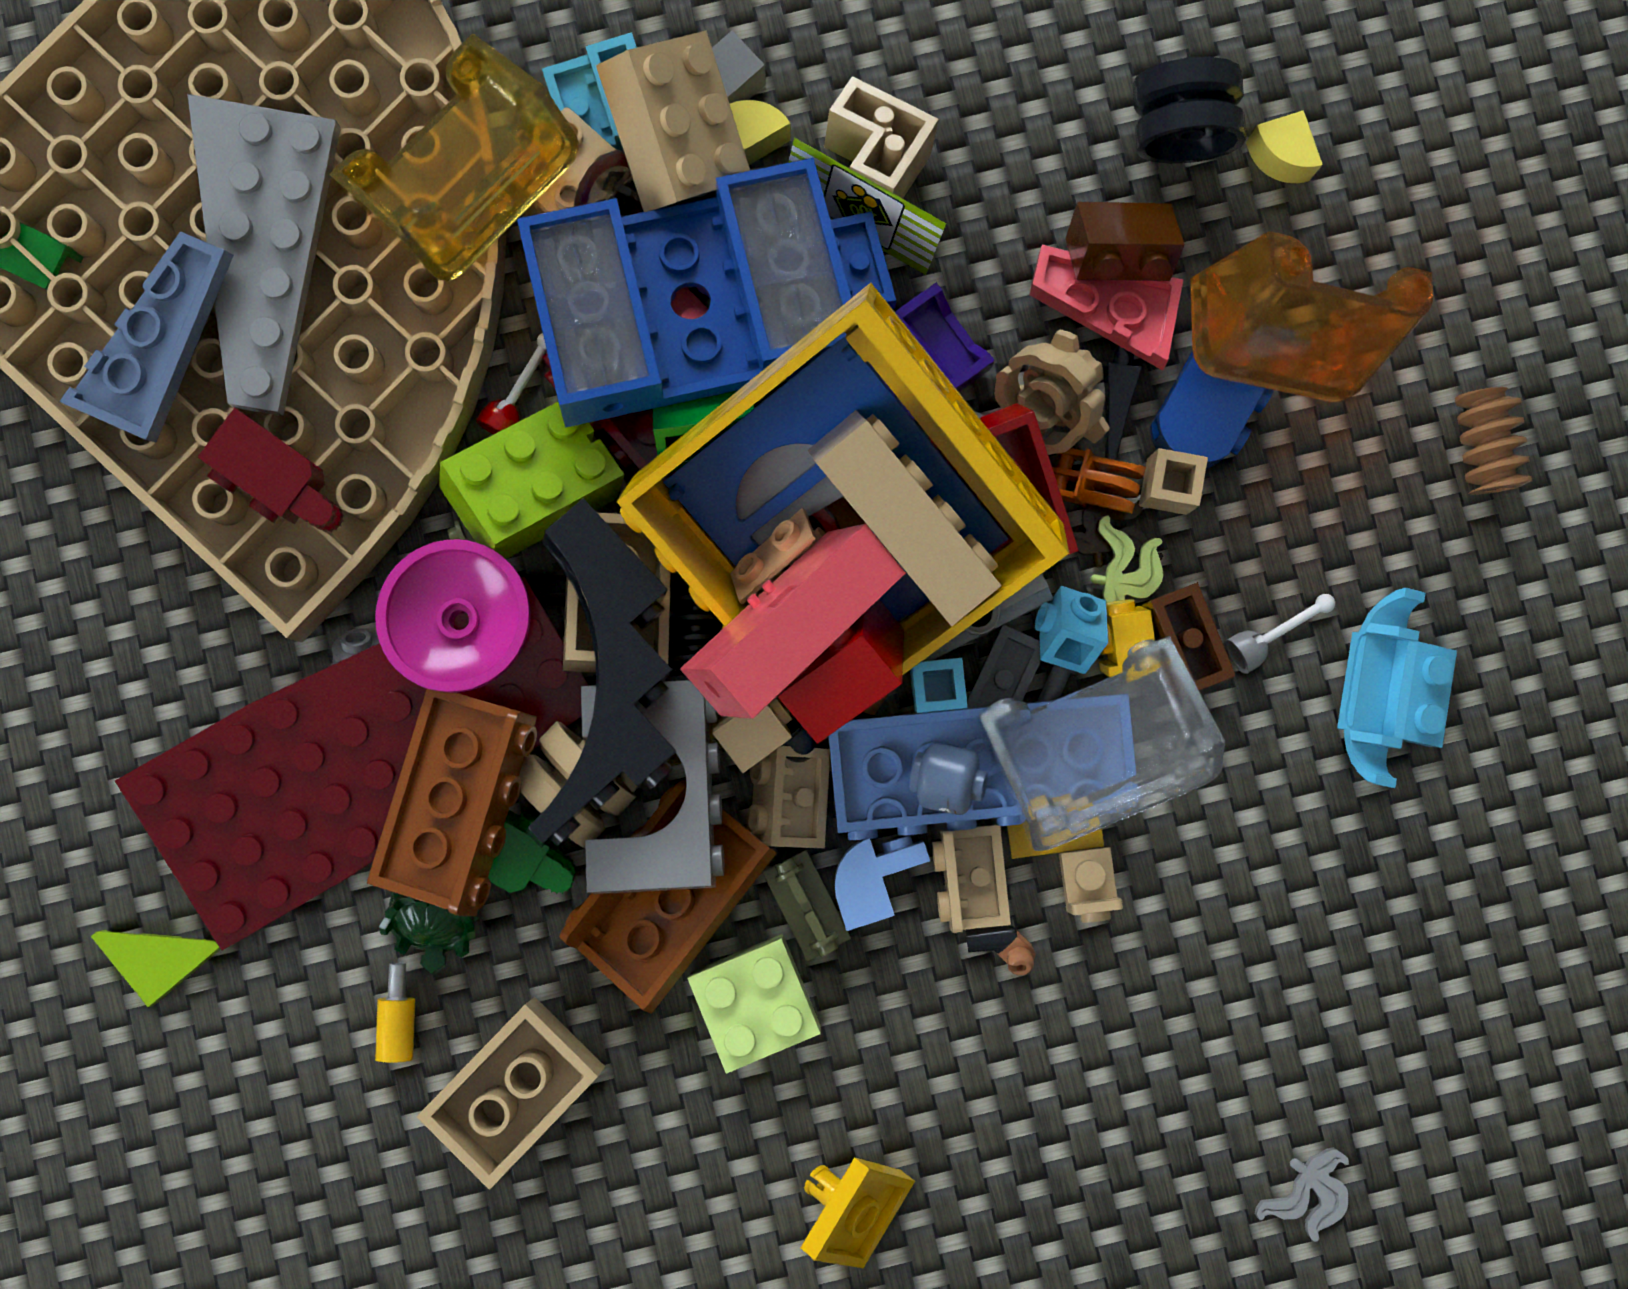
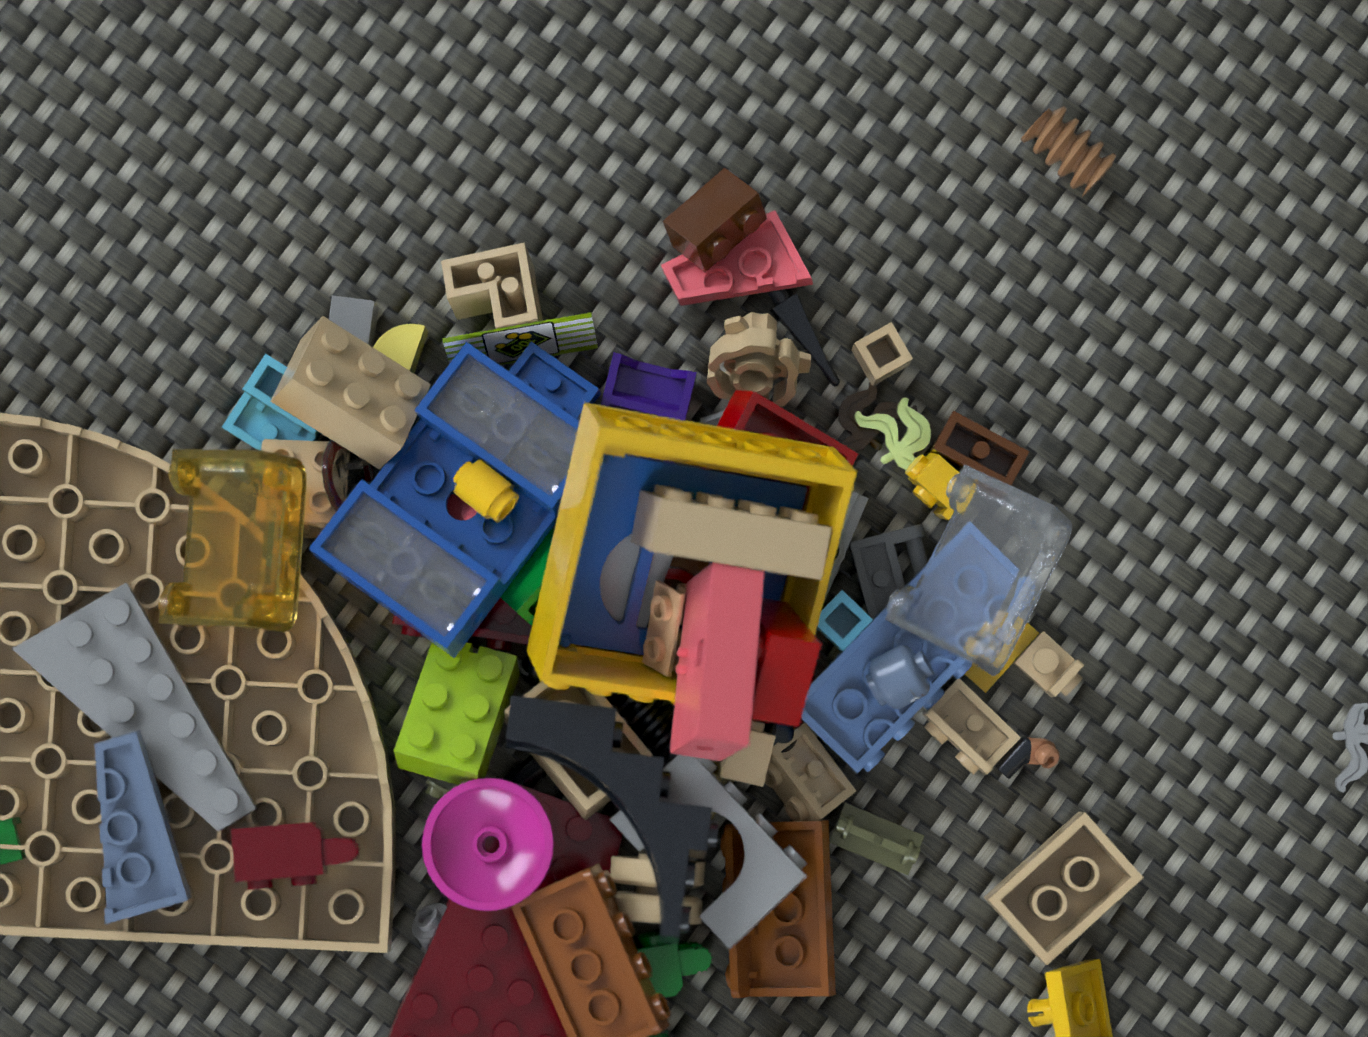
camera: 40 degrees left, 0 degrees up
(502, 413) = (395, 685): hinge -> none
(717, 299) = (485, 490): none -> yellow brick
(754, 1003) = (896, 931): yellowish green brick -> none
(860, 878) = (896, 790): light blue brick -> none
(937, 1092) = (1063, 887): none -> tan brick
(1072, 629) = (897, 508): medium azure brick -> none
(1091, 479) = (826, 396): orange arm -> none
(1189, 110) = (685, 96): black wheel -> none
(1206, 414) = (862, 271): blue brick -> none
(1250, 649) = (1025, 420): hinge -> none
(1279, 330) = (858, 208): clear orange windscreen -> none
(1285, 149) = (769, 63): light yellow brick -> none
(1393, 687) = (1140, 368): medium azure plate -> none

